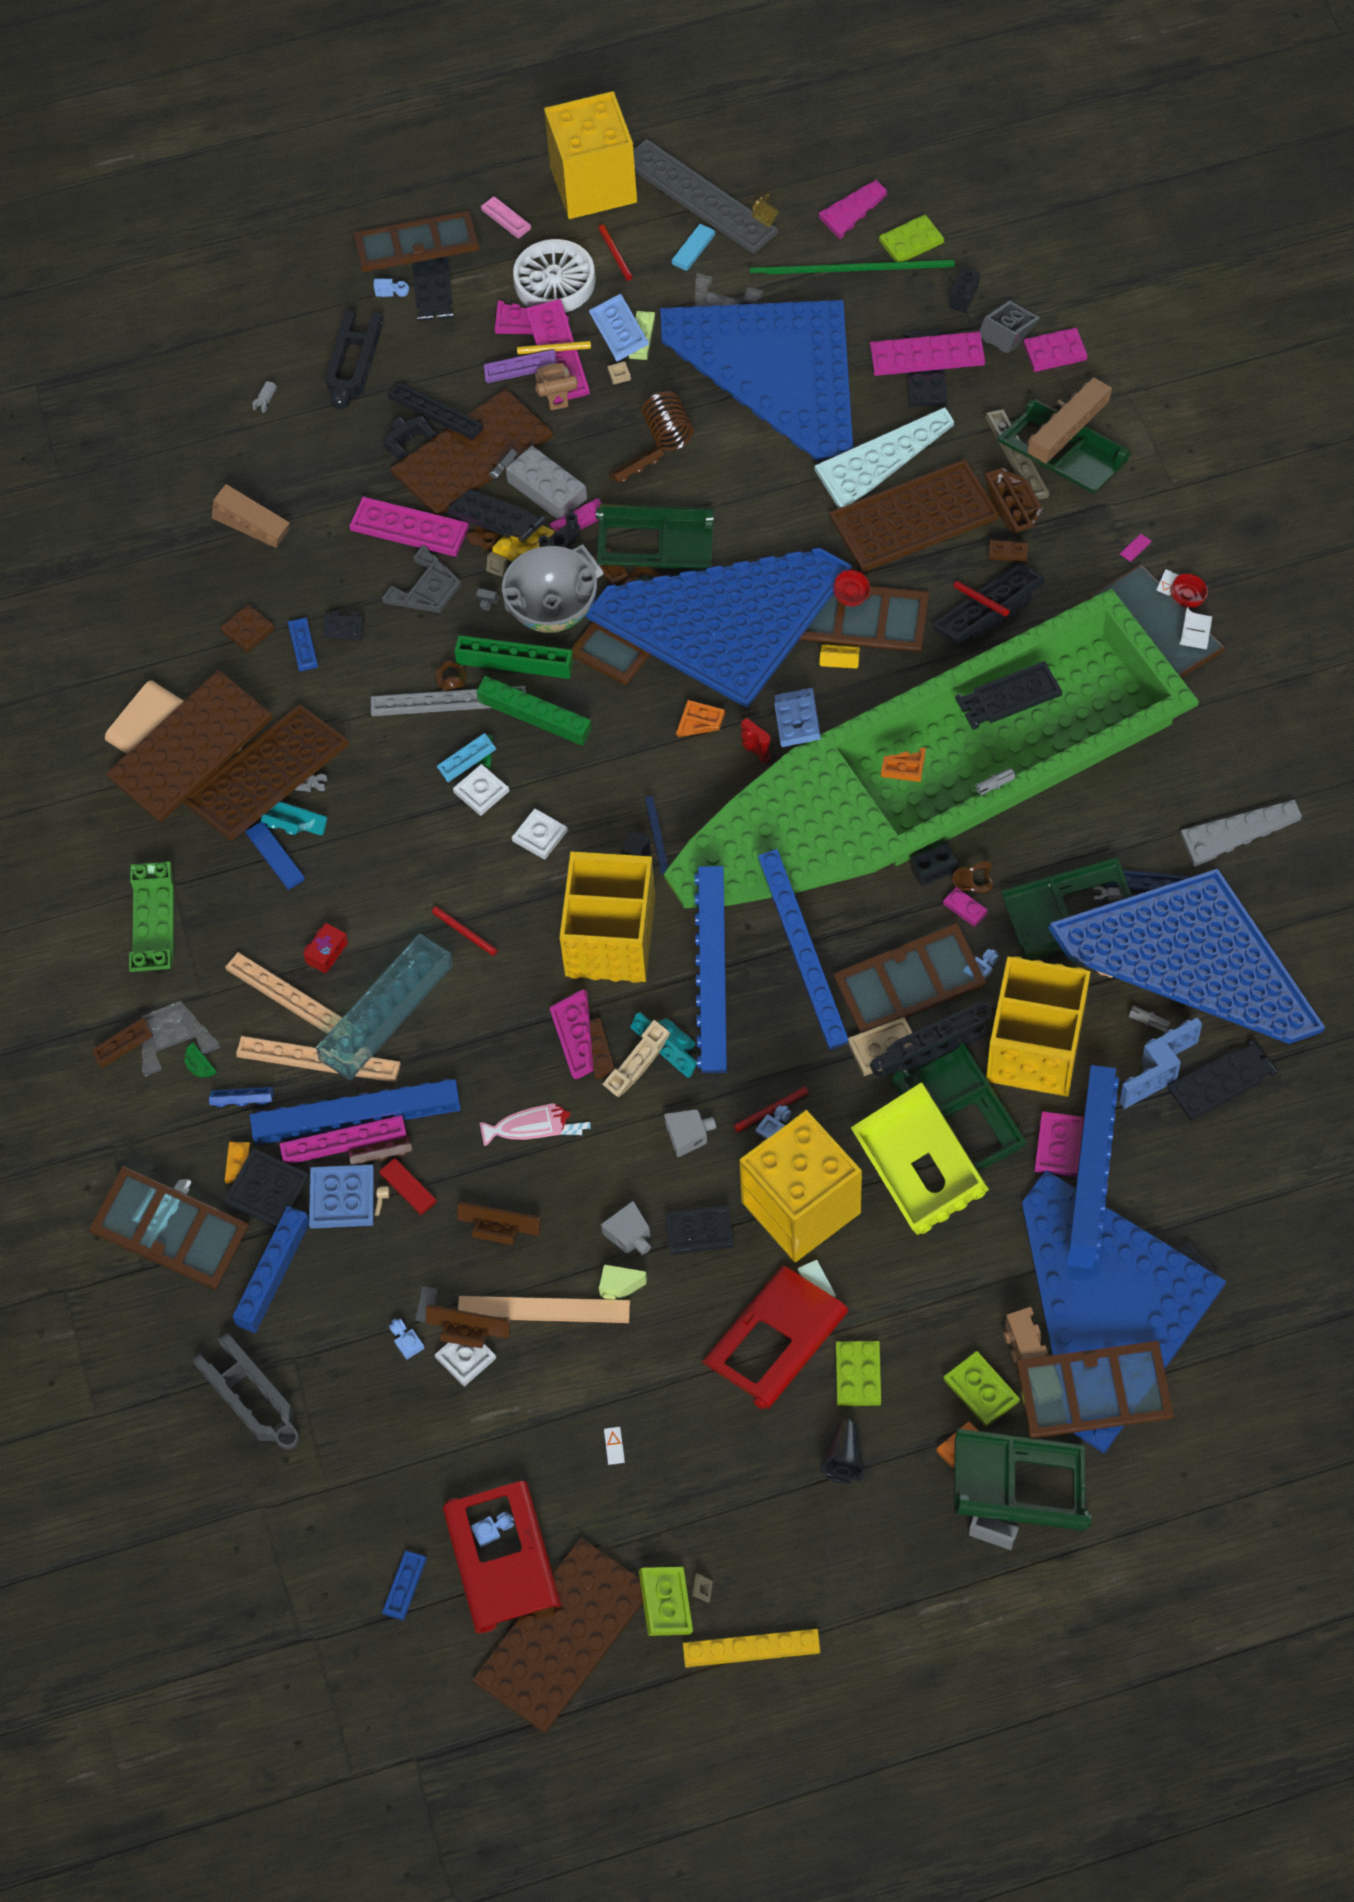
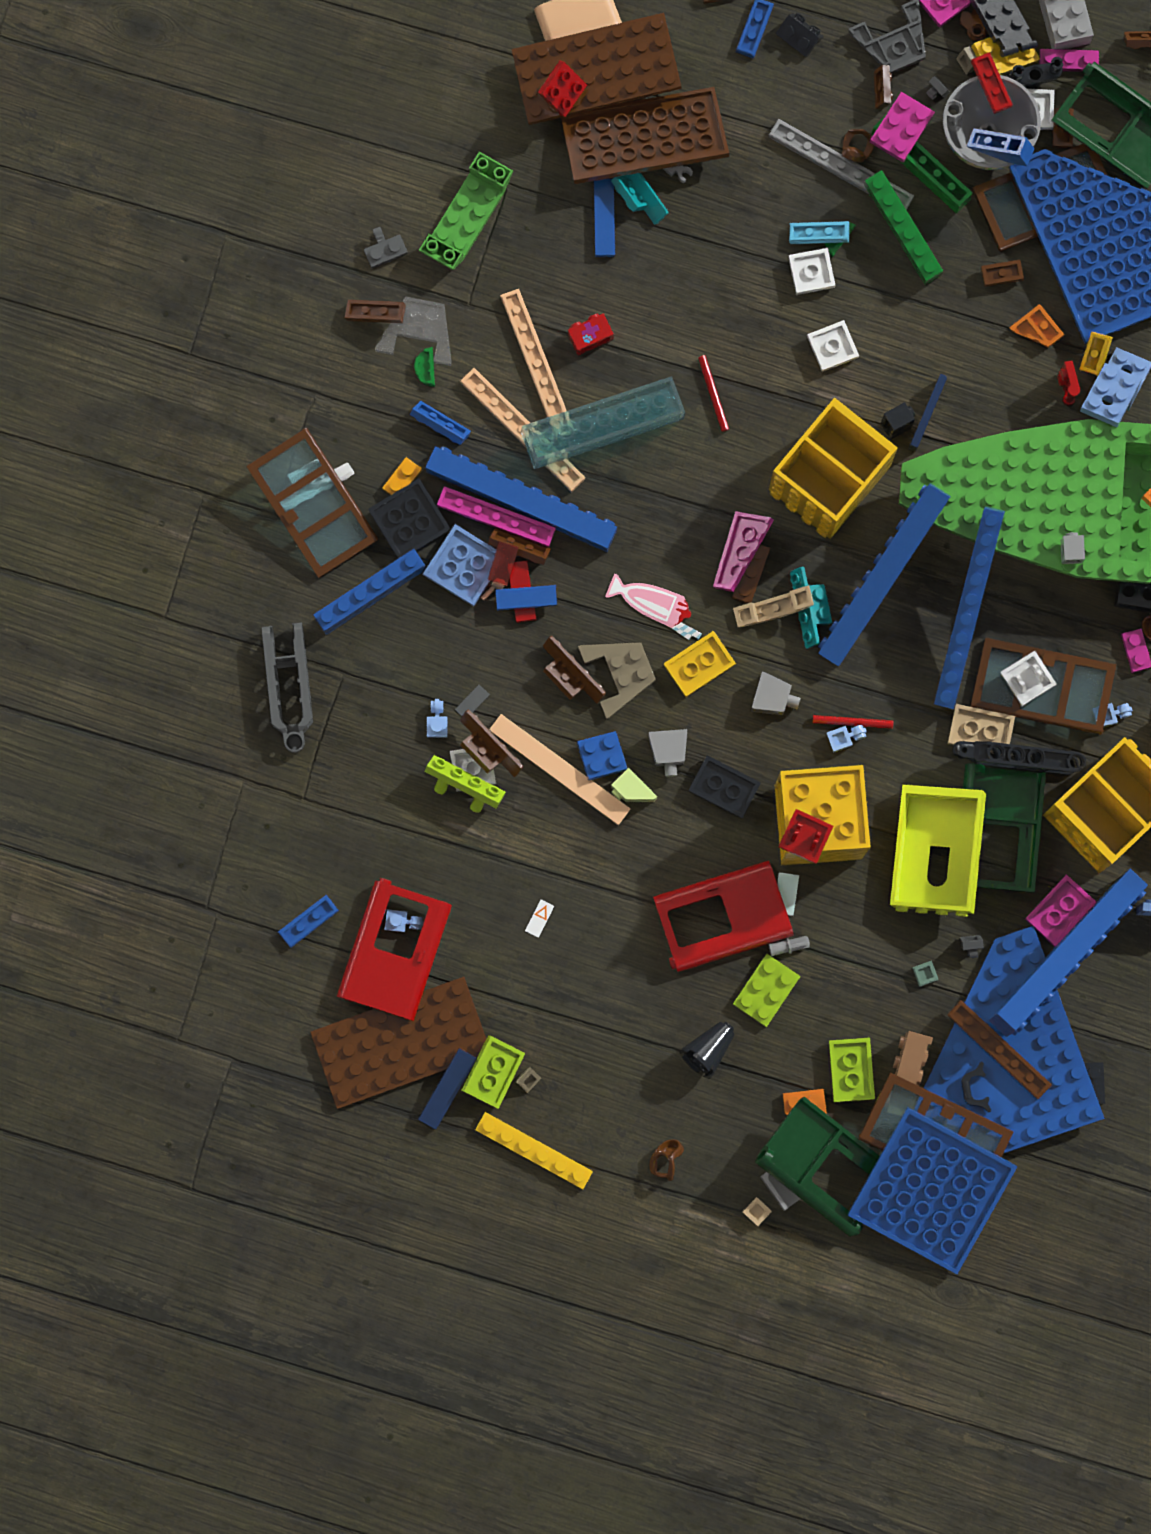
camera: 30 degrees right, 20 degrees up
(97, 993) = (384, 250): none -> dark grey plate
(170, 771) = (562, 88): none -> red plate
(375, 1169) = (502, 563): none -> clear red plate
(415, 1186) = (526, 597): none -> blue tile
(440, 623) = (882, 82): none -> reddish brown plate
(466, 1368) = (452, 775): none -> lime plate
(478, 636) = (902, 127): none -> dark pink plate
(529, 558) = (991, 83): none -> red tile
(546, 1190) = (628, 669): none -> dark tan wing
(573, 594) = (1002, 146): none -> blue slope
(573, 1273) = (602, 755): none -> blue plate
(605, 1146) = (699, 664): none -> yellow plate
(634, 1644) = (447, 1088): none -> dark blue tile
(640, 698) = (1002, 273): none -> reddish brown plate
(761, 707) = (1095, 353): none -> yellow slope
(800, 1195) = (805, 836): none -> red plate
(850, 1322) = (788, 945): none -> light grey axle
(854, 847) = (1072, 548): none -> light grey brick
(871, 1561) = (670, 1149): none -> reddish brown piece
(893, 978) = (1028, 678): none -> white plate
(984, 1270) = (925, 973): none -> sand green tile
(988, 1564) = (757, 1211): none -> tan plate
(1006, 1219) = (971, 944): none -> dark grey tile
(1089, 1334) = (967, 1090): none -> black helmet
(1094, 1285) = (999, 1050): none -> reddish brown tile
(1127, 1437) = (932, 1190): none -> blue plate

